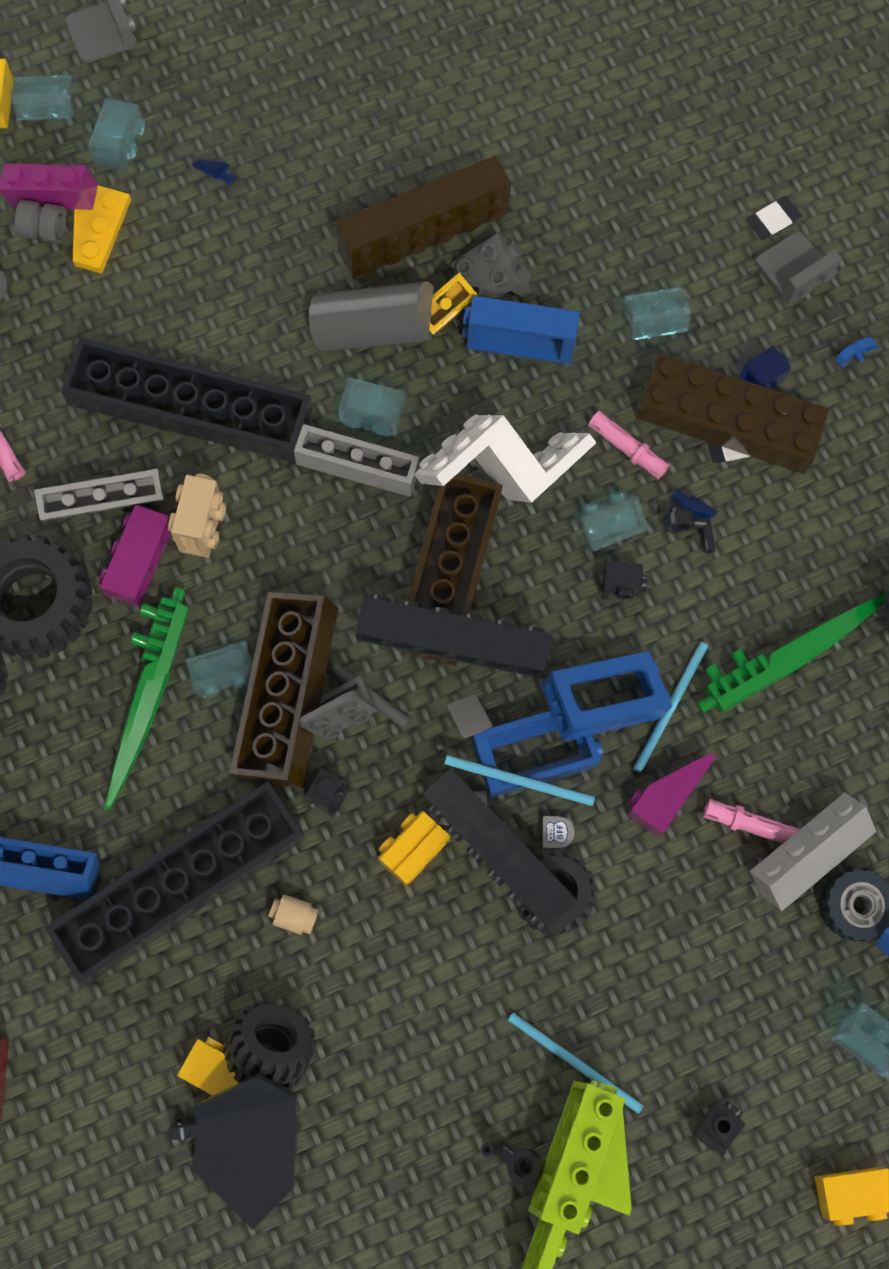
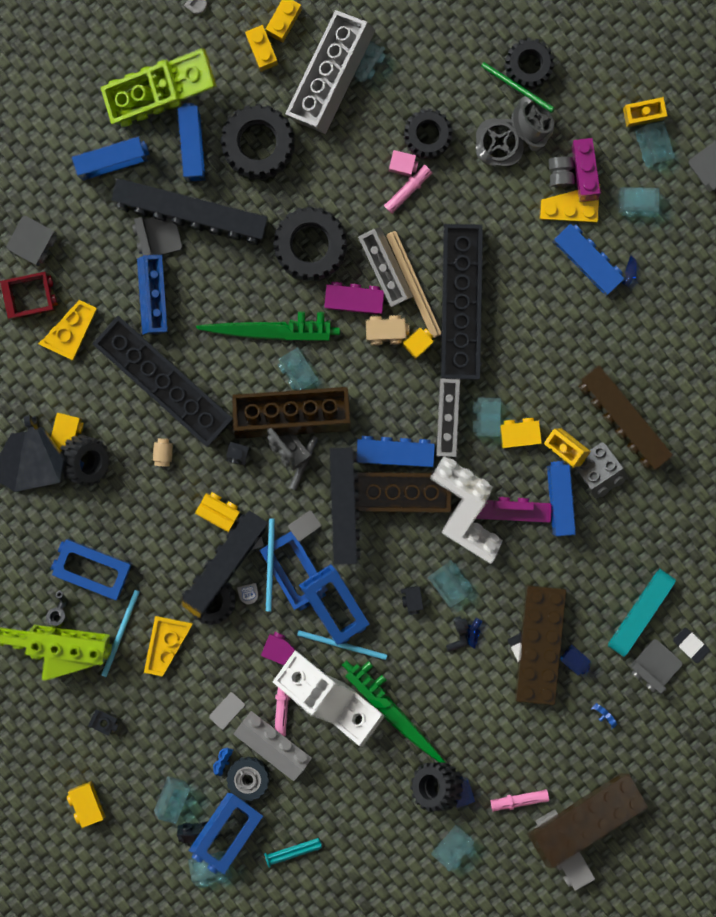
camera: 85 degrees right, 15 degrees up
(51, 1022) = (70, 331): none -> yellow wing
(162, 462) = (413, 284): none -> tan axle
(179, 217) = (588, 259): none -> blue brick
(231, 473) = (418, 342): none -> yellow brick
(371, 316) = (546, 402): dark grey brick -> none
(391, 546) = (394, 452): none -> blue brick
(409, 369) = (520, 434): none -> yellow brick
(410, 1110) = (72, 546): none -> blue piece
(524, 393) = (515, 511): none -> magenta bracket
(608, 990) = (164, 643): none -> yellow wing
(621, 439) = (504, 583): bright pink pin -> none
(658, 313) = (600, 583): clear light blue bracket -> none
(714, 267) = (641, 612): none -> teal beam
(739, 916) = (226, 710): none -> light grey sticker
(755, 738) = (328, 698): none -> white bracket
(816, 938) = (223, 757): none -> blue piece

